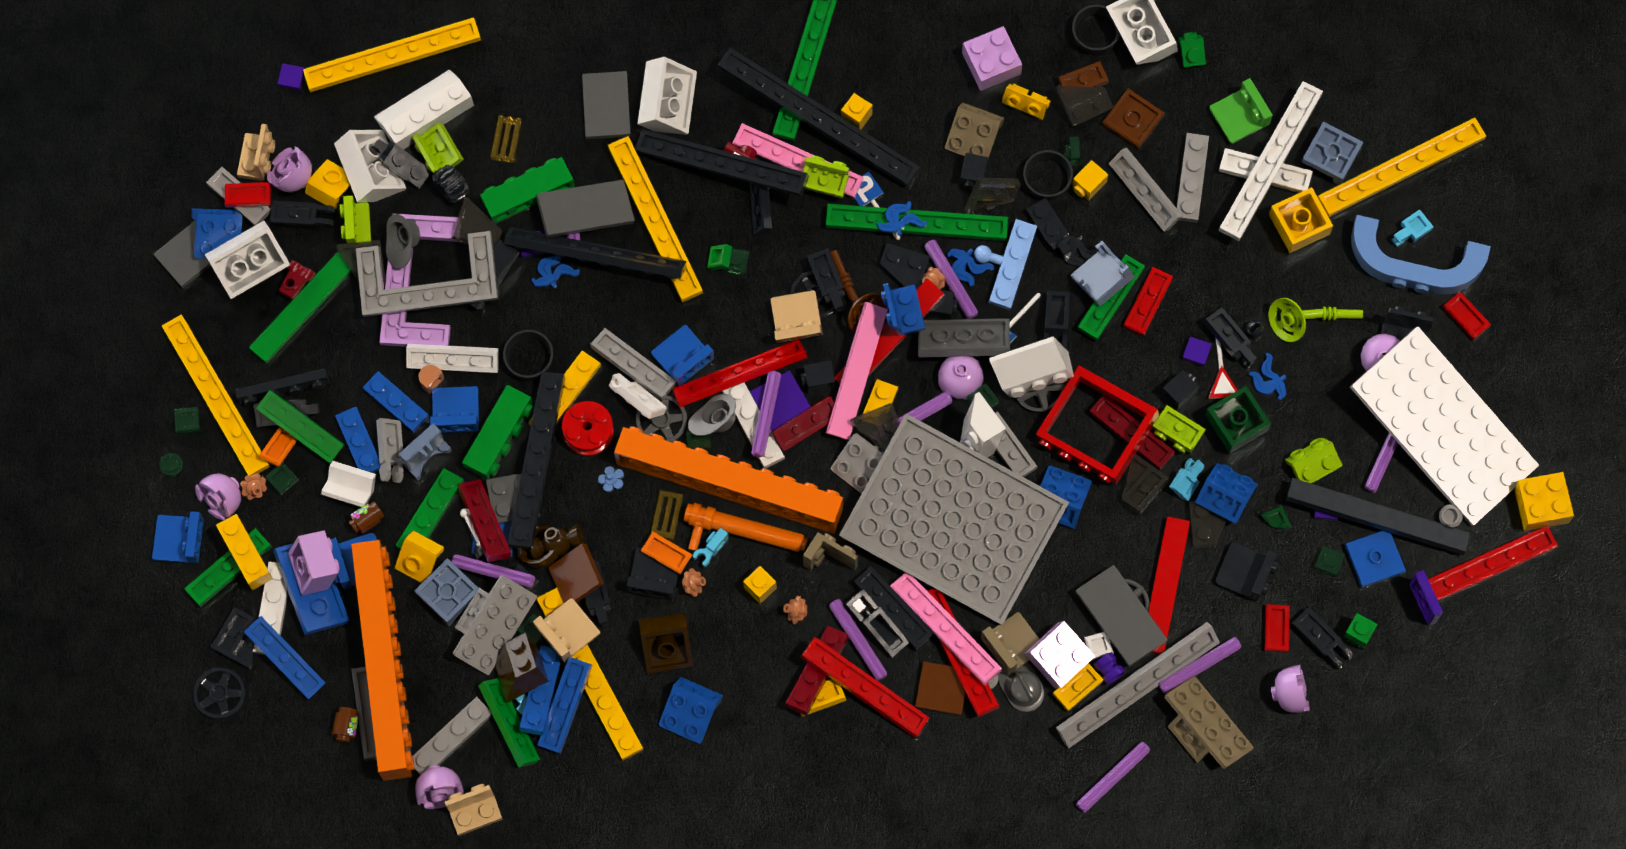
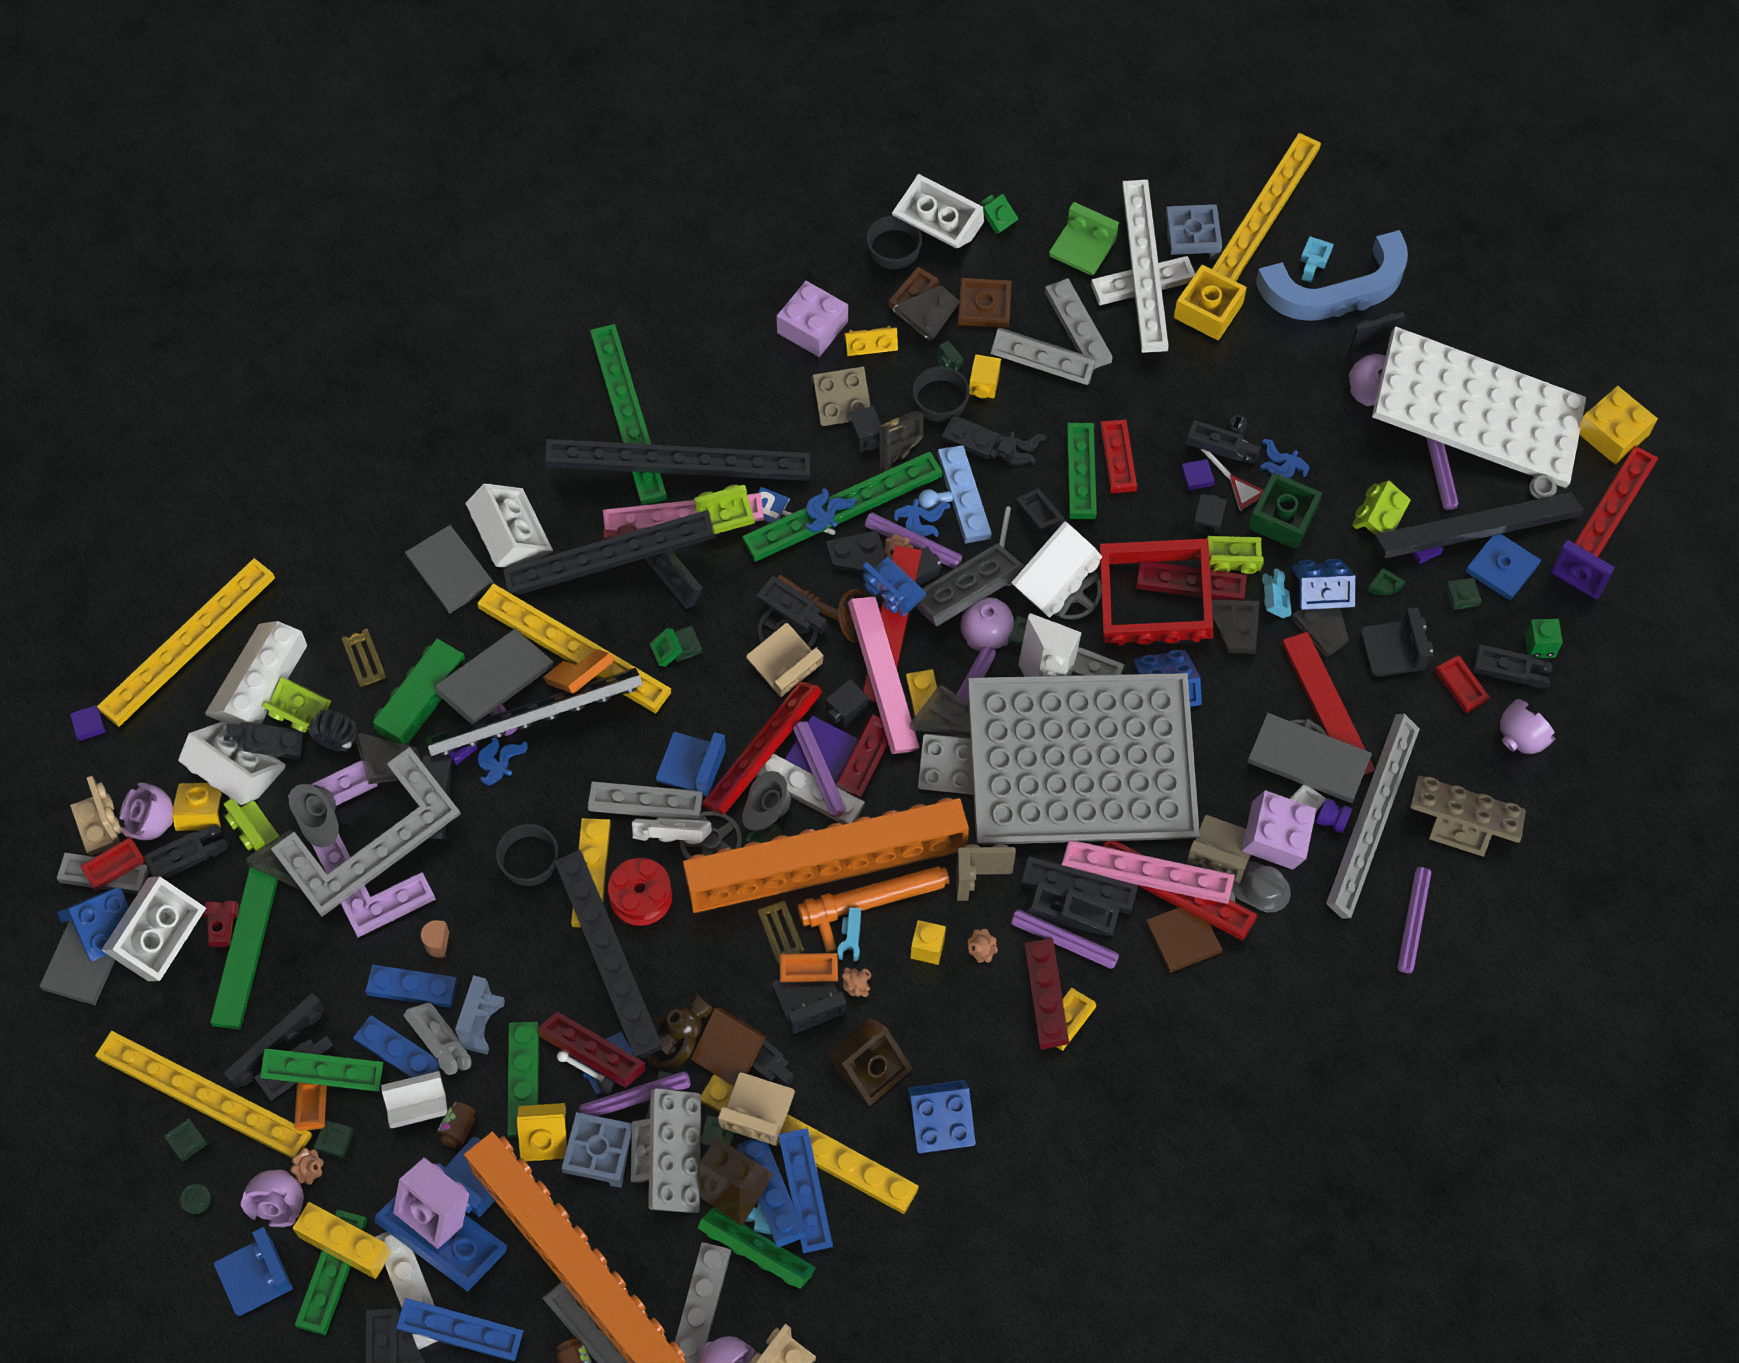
camera: 35 degrees left, 10 degrees down
(452, 357) = (447, 903): white plate -> none
(455, 409) = (484, 953): blue bracket -> none
(498, 432) = (546, 952): green brick -> none
(503, 496) = (596, 1011): dark grey plate -> none
(611, 478) = (698, 929): medium blue plant -> none
(639, 242) = (573, 677): none -> orange tile
(857, 111) = (712, 432): yellow brick -> none
(865, 687) = (1108, 979): red tile -> none
(1078, 687) = (1318, 854): yellow plate -> none
(1102, 275) = (1060, 452): piece -> none
(1199, 665) = (1416, 761): medium lavender axle -> none
(1296, 314) = (1268, 390): lime dish -> none
(1466, 316) = (1420, 306): red tile -> none

